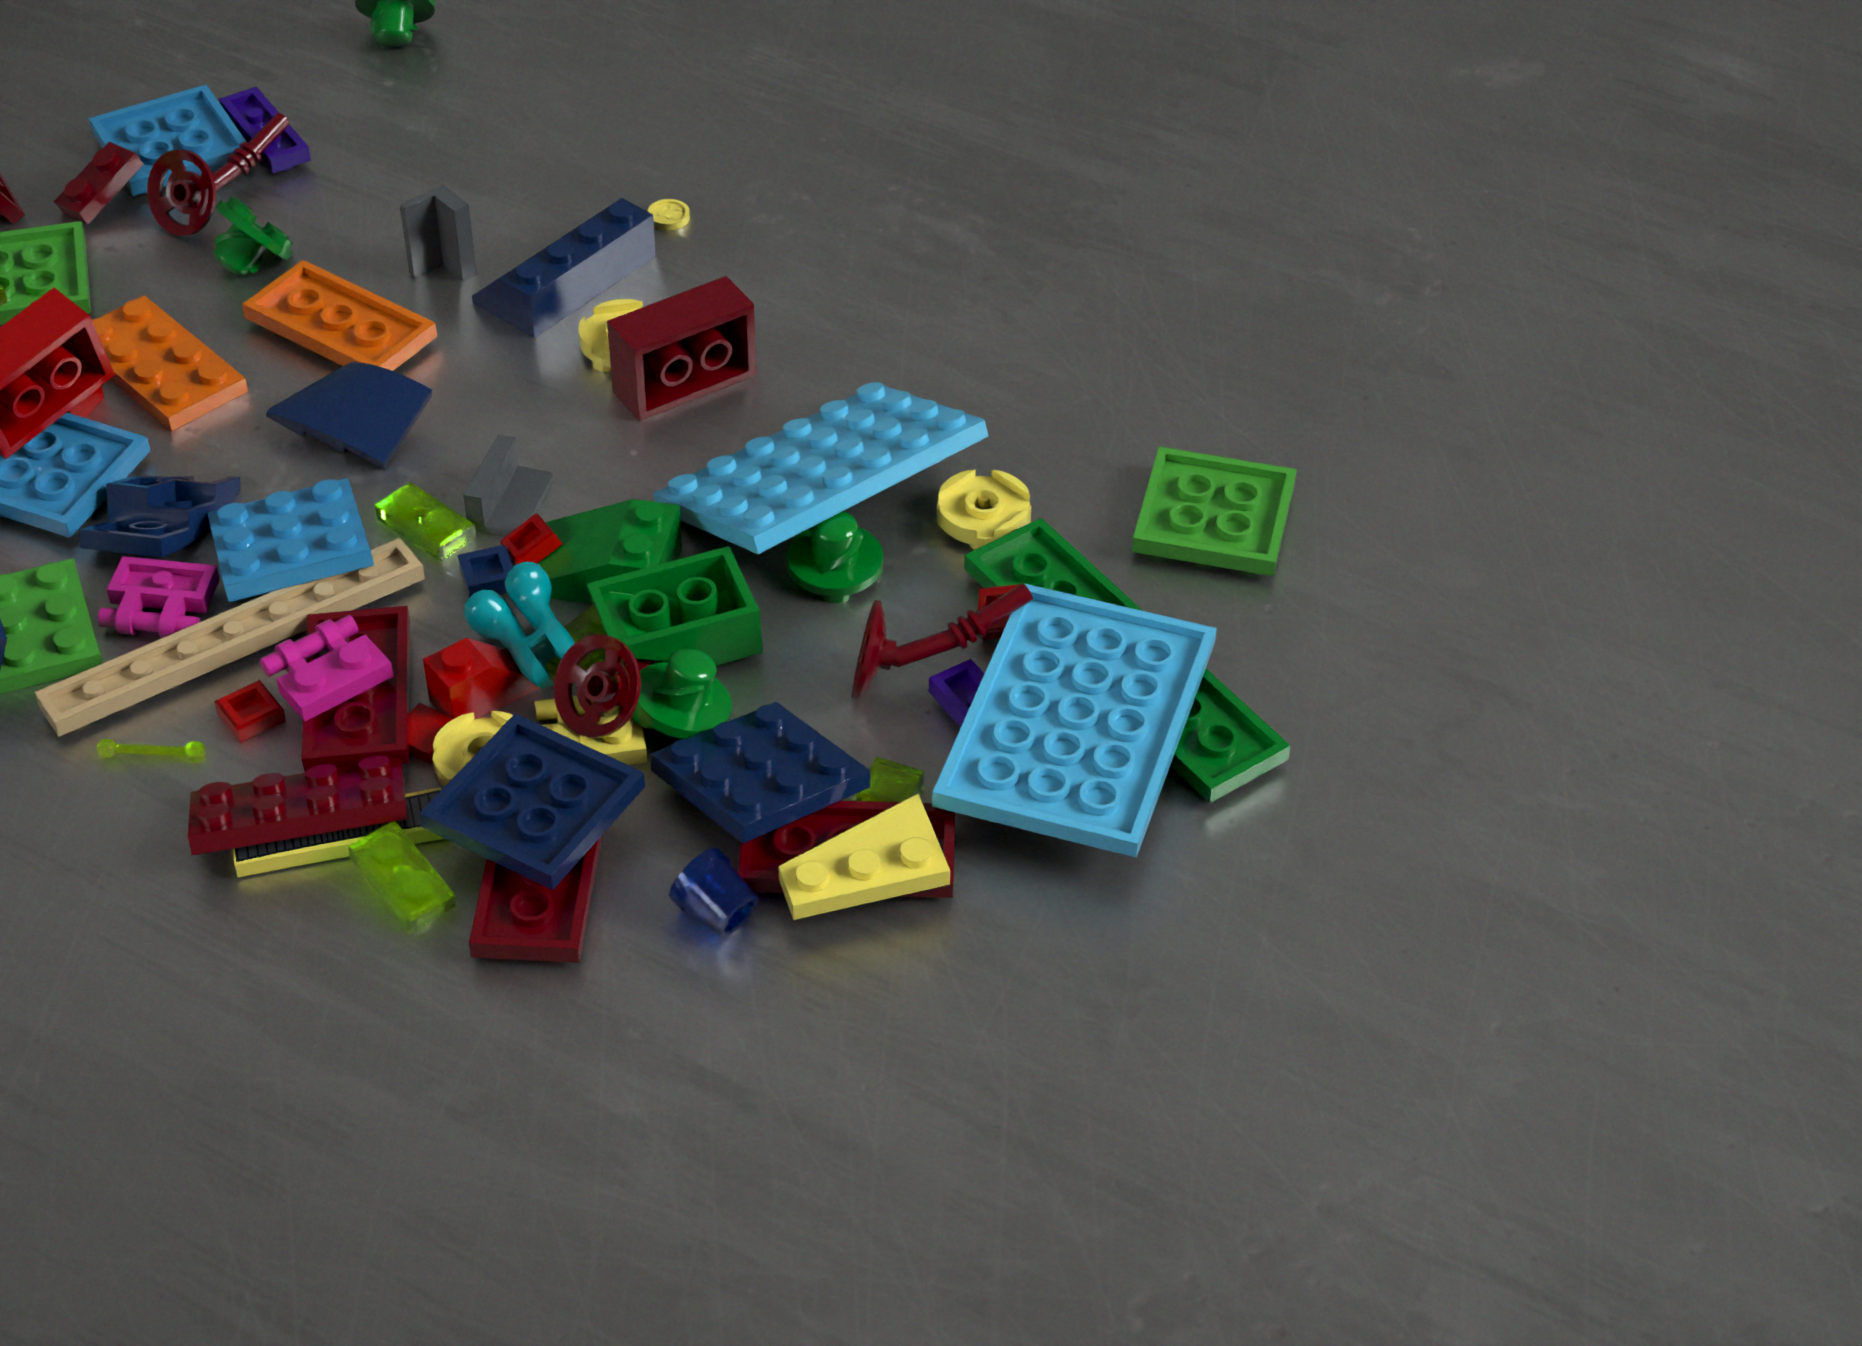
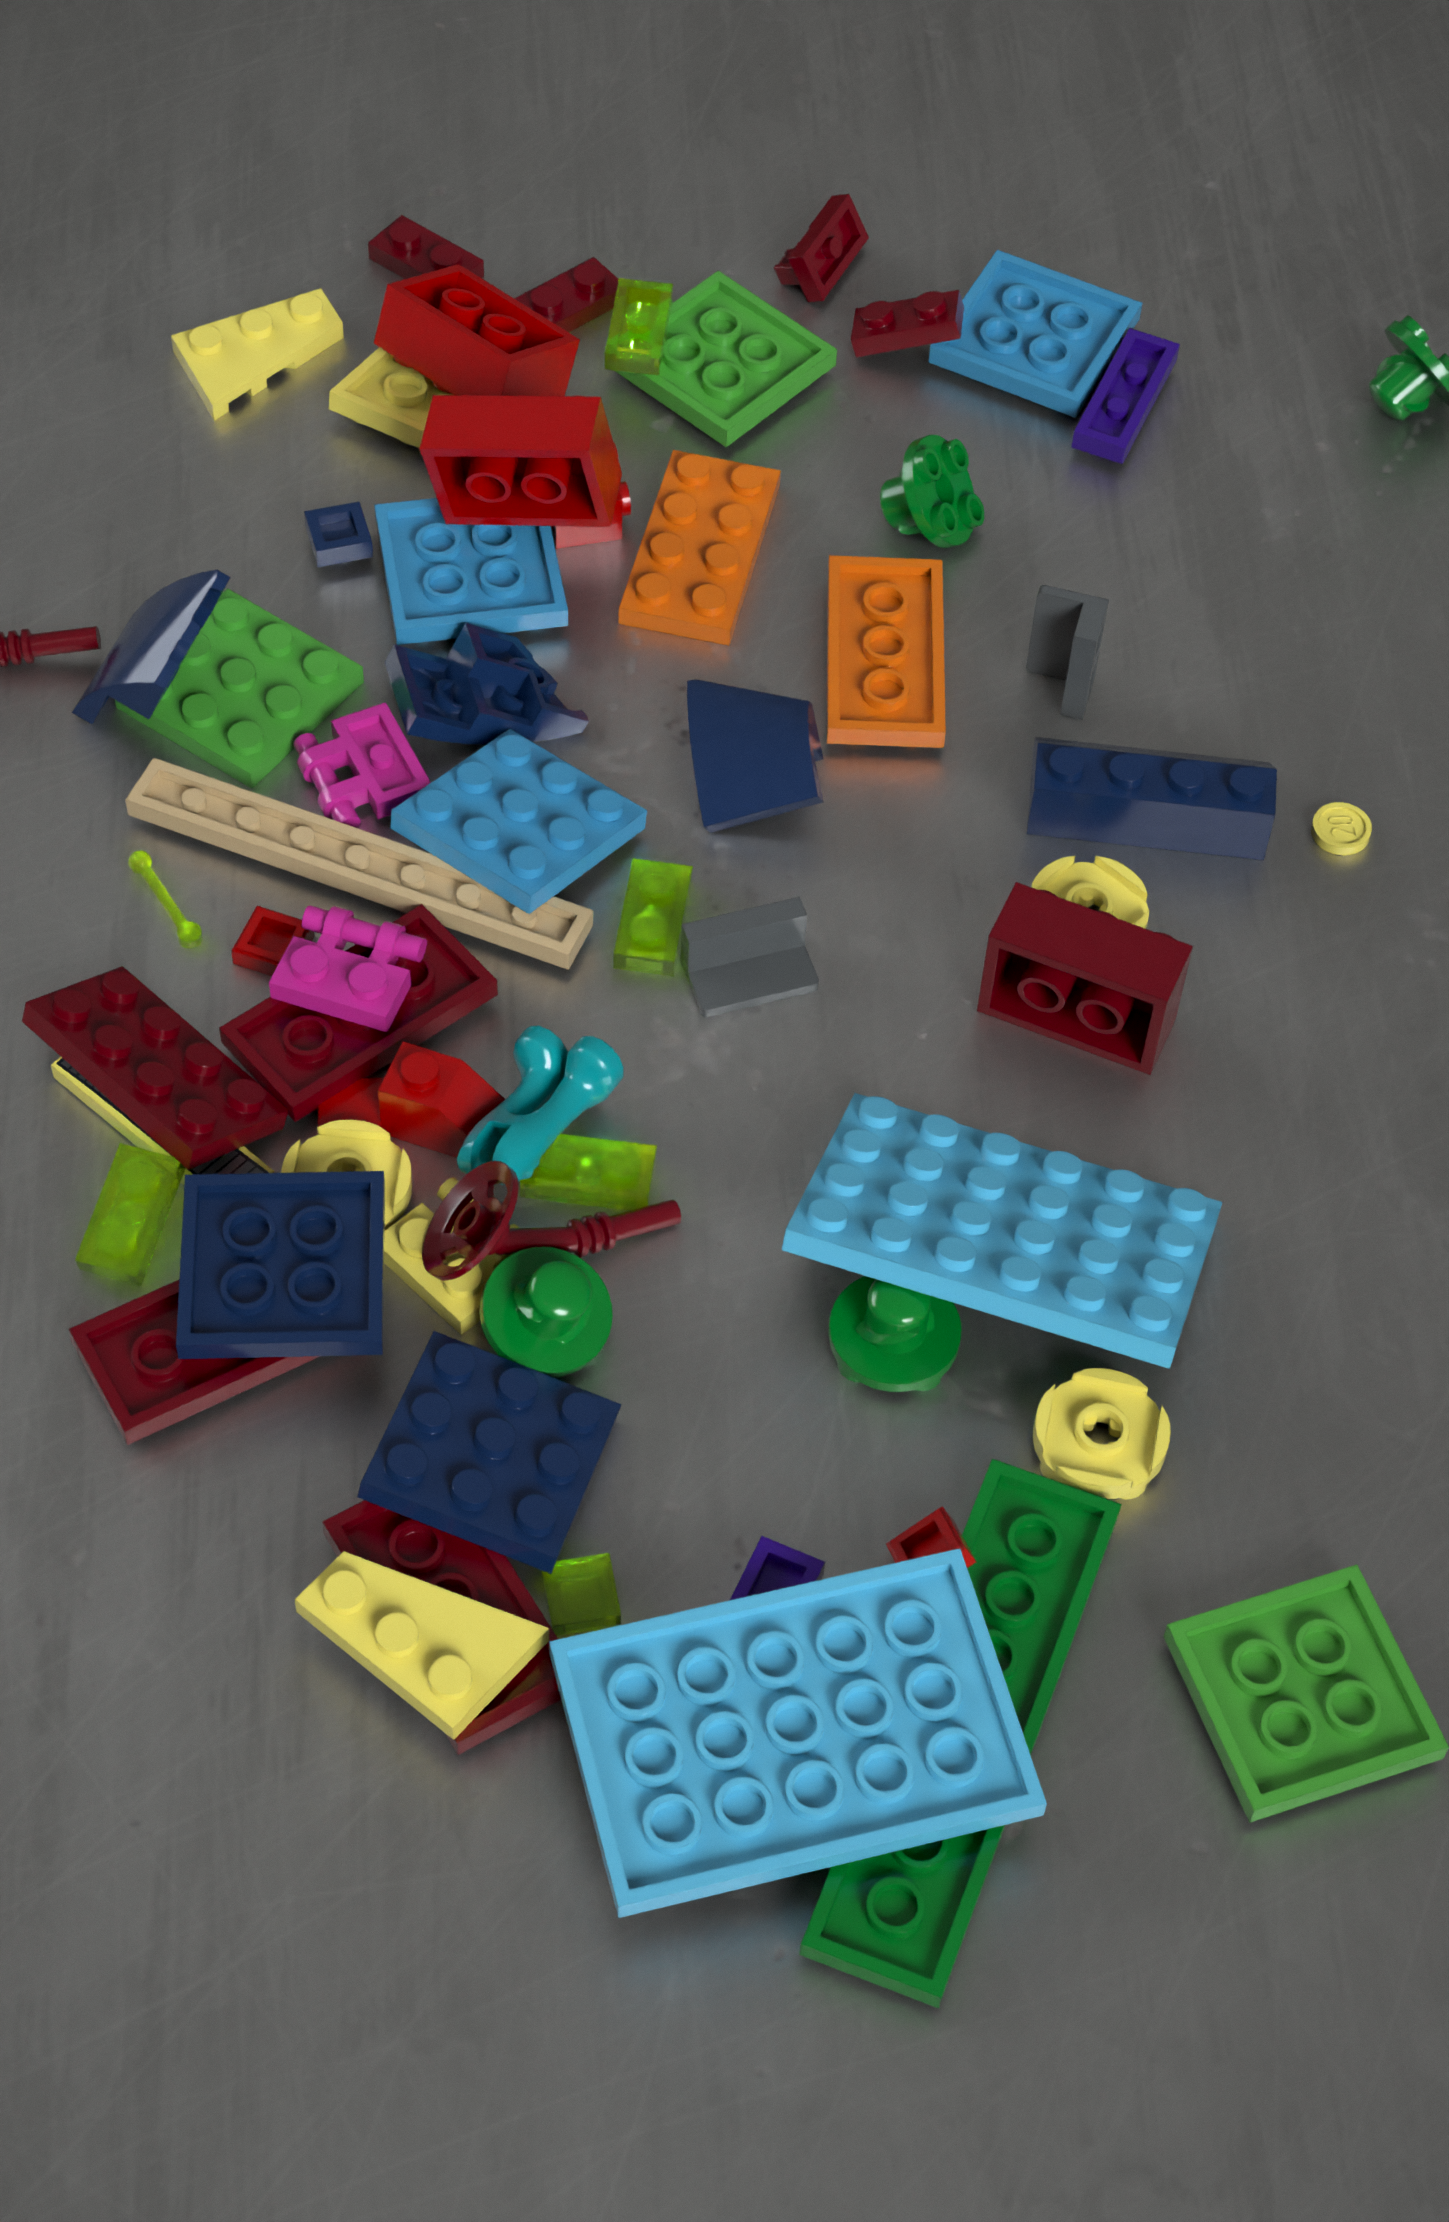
camera: 55 degrees right, 10 degrees up
(192, 192) = (955, 403): dark red dish -> none
(485, 569) = (612, 1016): dark blue plate -> none
(531, 541) = (682, 1029): red tile -> none
(610, 544) = (721, 1114): green slope -> none
(682, 605) = (661, 1229): green slope -> none
(714, 893) = (284, 1512): clear blue piece -> none
(883, 653) = (744, 1456): dark red dish -> none

